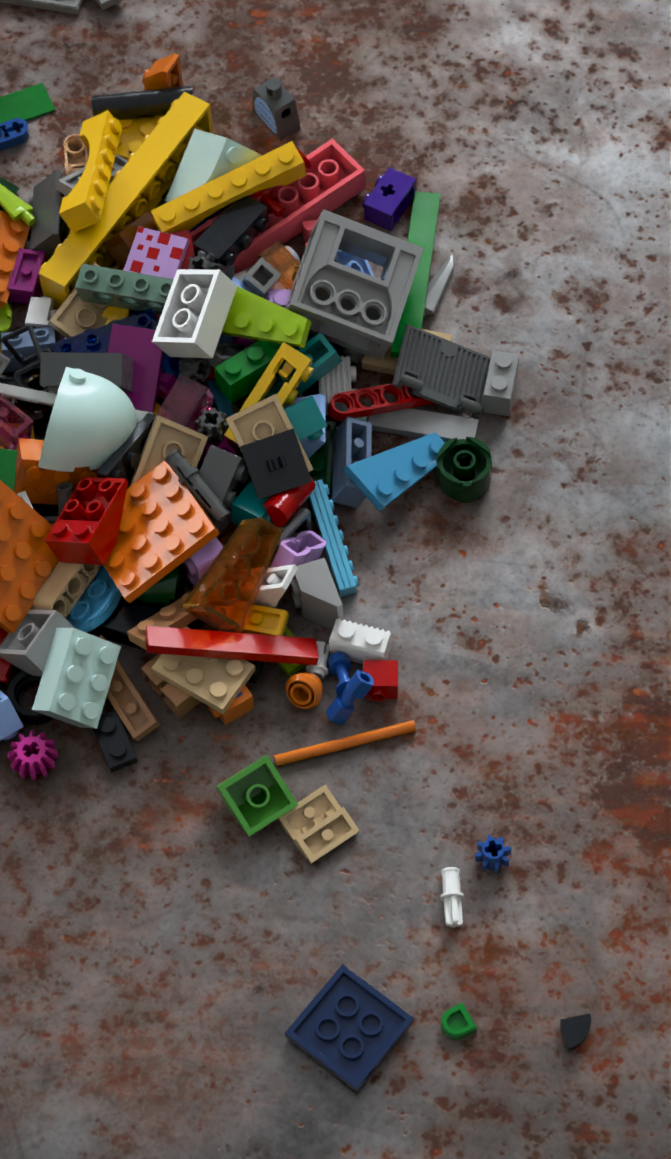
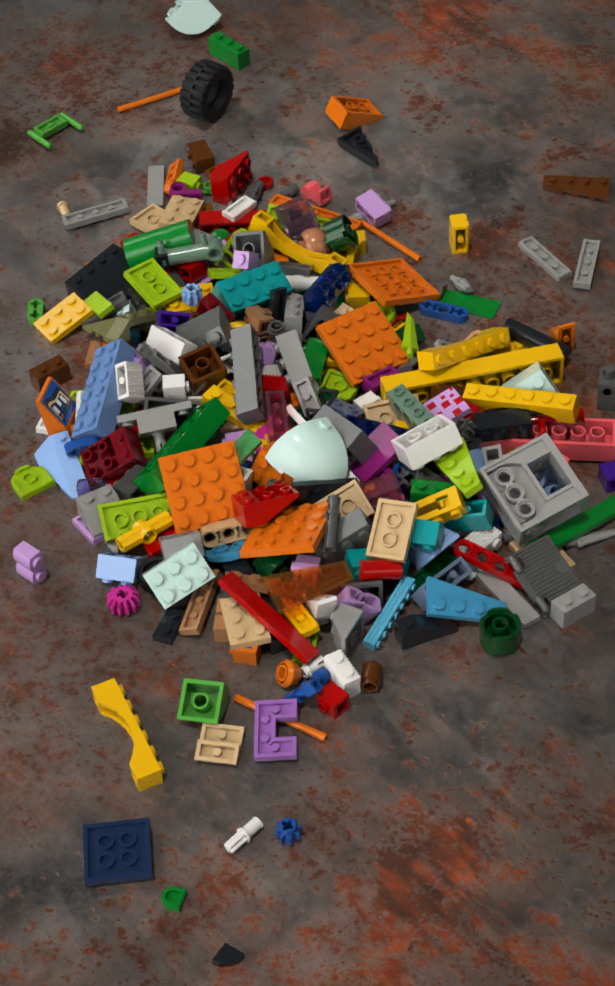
camera: 45 degrees right, 15 degrees down
(157, 877) = (143, 765): none -> yellow arch
(276, 464) = (384, 542): black piece -> none
(367, 783) = (266, 743): none -> medium lavender plate
(380, 531) = (419, 629): none -> black slope
(387, 617) = (371, 676): none -> reddish brown brick

